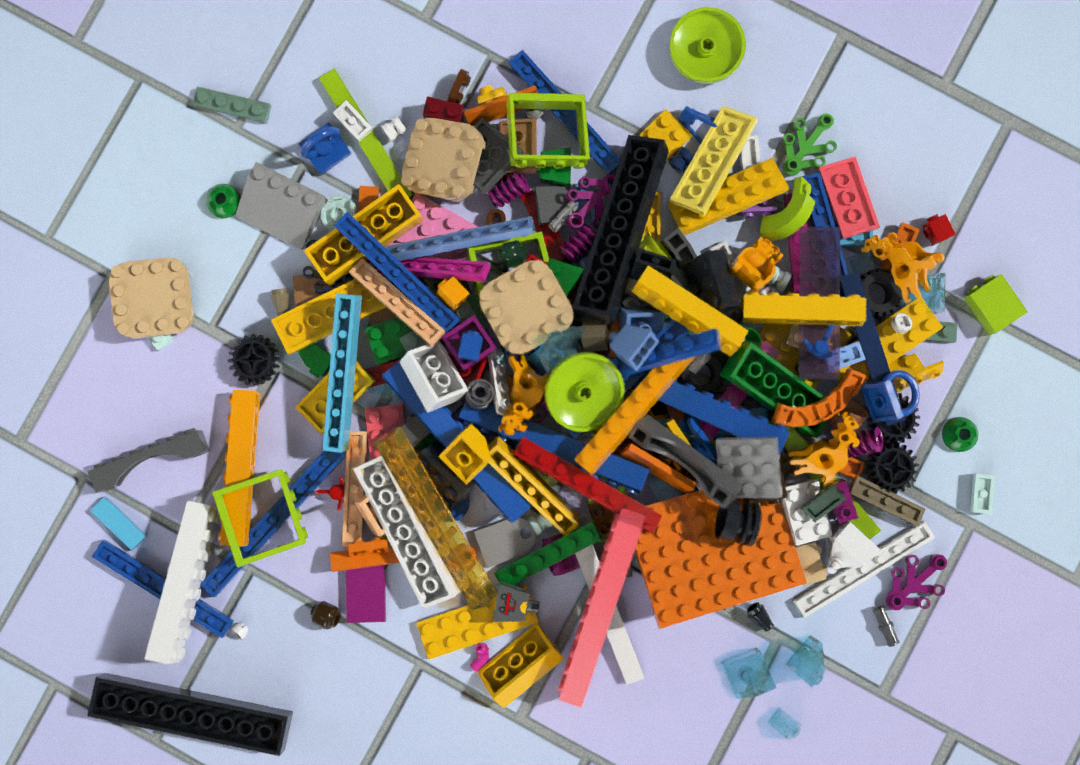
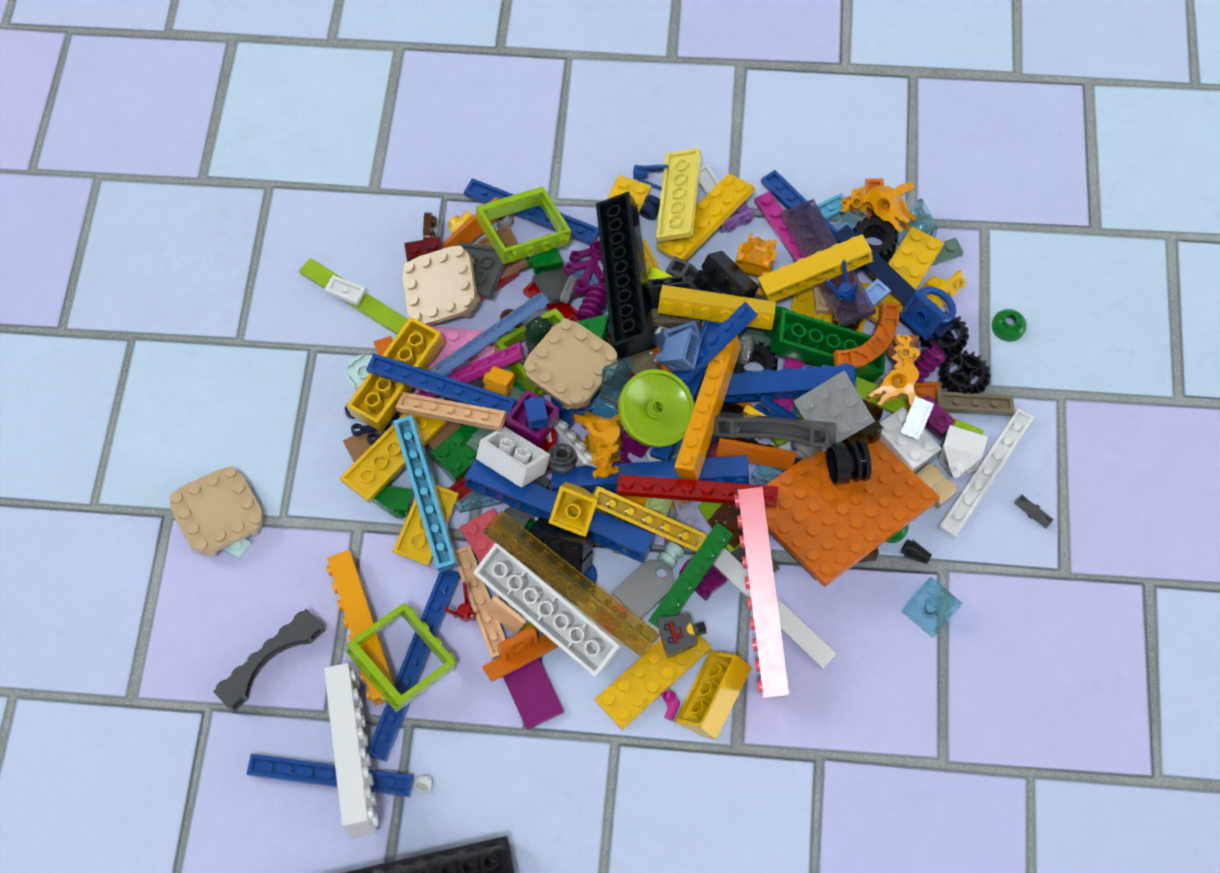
camera: 25 degrees left, 20 degrees down
(118, 523) = (260, 733): medium azure tile -> none
(231, 105) = (227, 324): sand green plate -> none
(231, 204) = (255, 411): green piece -> none
(253, 352) = (352, 520): black gear -> none
(280, 206) = (306, 386): light grey slope -> none
(280, 300) = (338, 463): dark tan cone -> none
(324, 148) = (328, 323): blue tile -> none
(325, 615) = (502, 729): dark brown head -> none
(390, 131) = (384, 283): white wheel -> none
(509, 190) = (509, 288): magenta piece -> none
(707, 45) = (630, 112): lime dish -> none
(780, 278) = (782, 261): light aqua wheel -> none
(785, 724) = (990, 638): clear light blue bracket -> none
(793, 216) = (768, 210): lime arch -> none
(807, 147) = (754, 156): bright green plant -> none
(809, 661) = (981, 569): clear light blue slope -> none
(848, 198) = (810, 178): coral plate -> none
(901, 323) = (906, 250): white tile -> none
(913, 583) = (1038, 465): magenta plant -> none
(938, 229) = (899, 172): red brick -> none
(982, 493) = (1055, 363): light aqua plate -> none
(995, 304) = (978, 209): lime brick -> none

